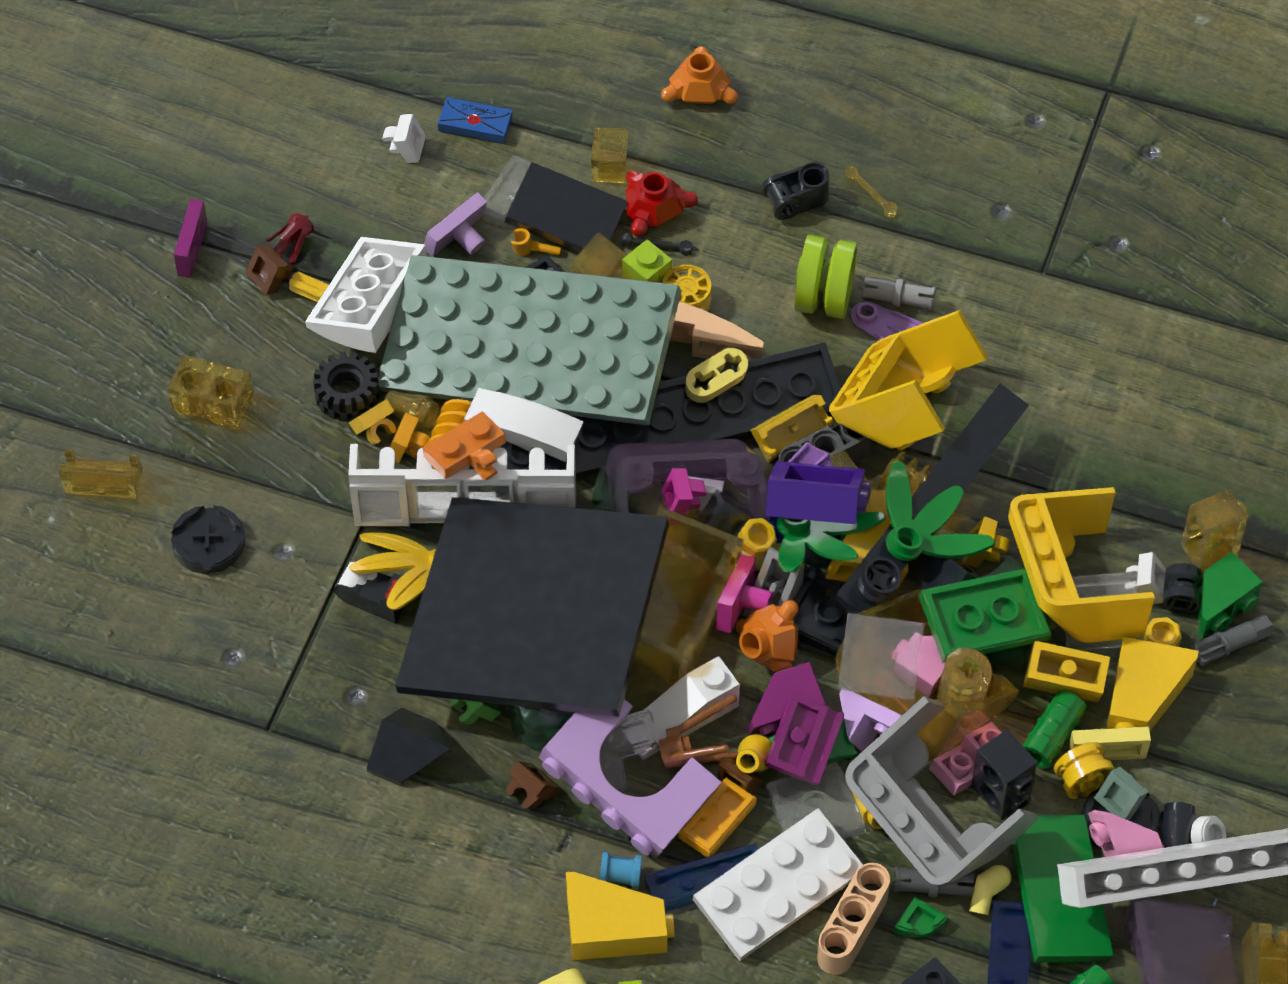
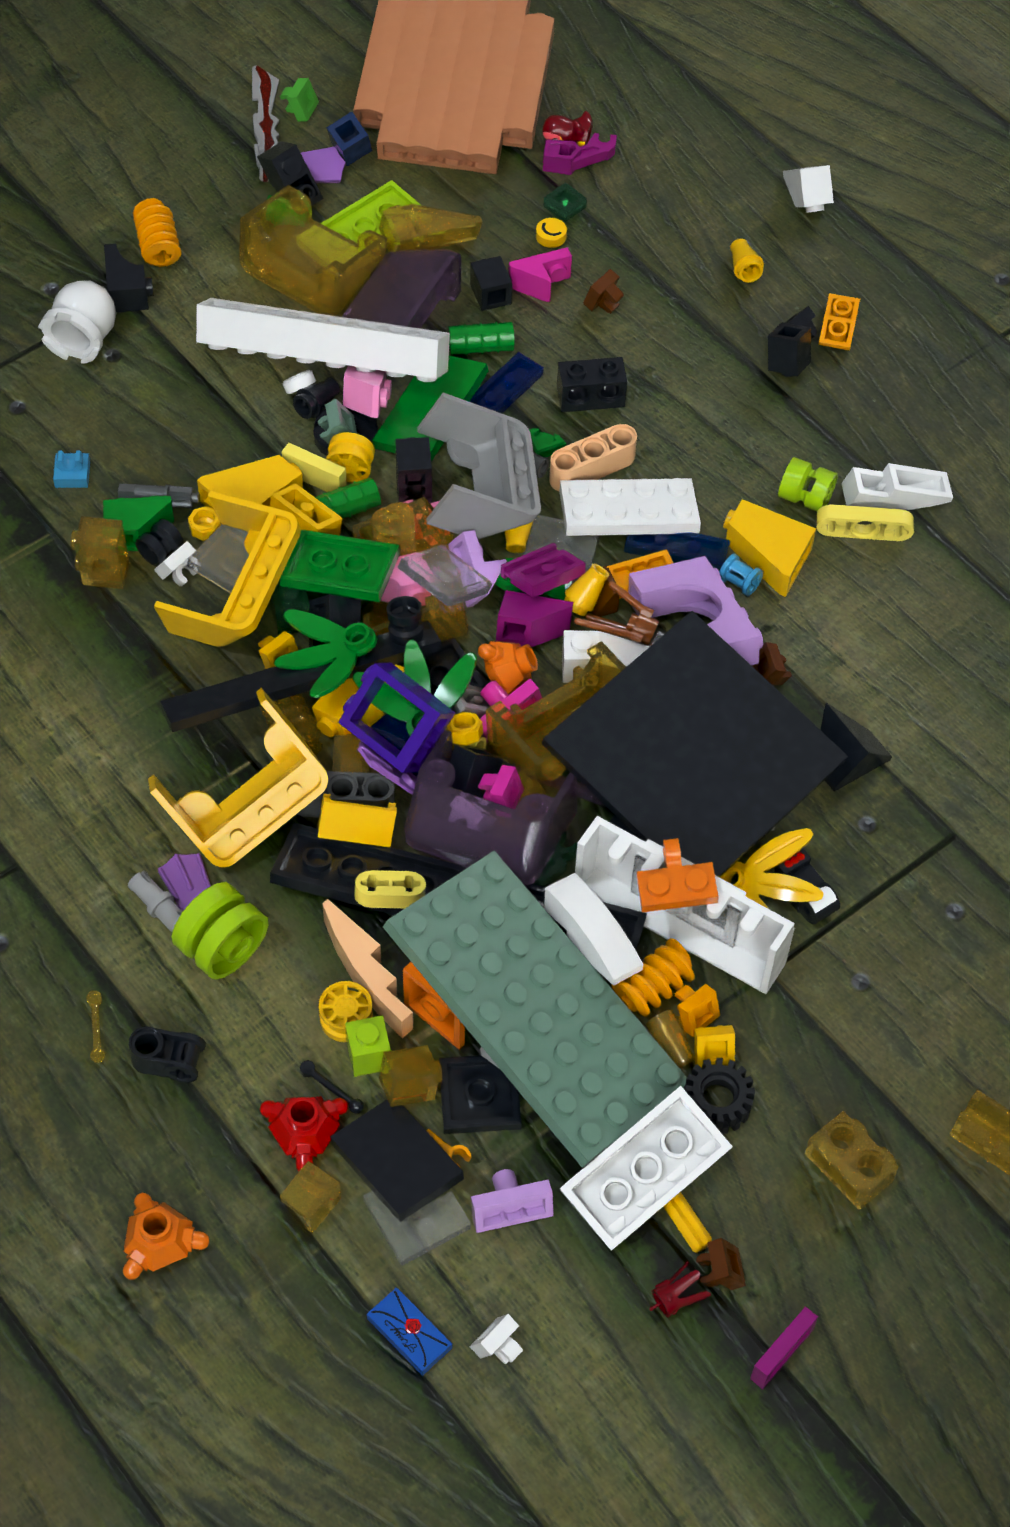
camera: 150 degrees left, 0 degrees up
(208, 539) = (924, 1024): black tile -> none

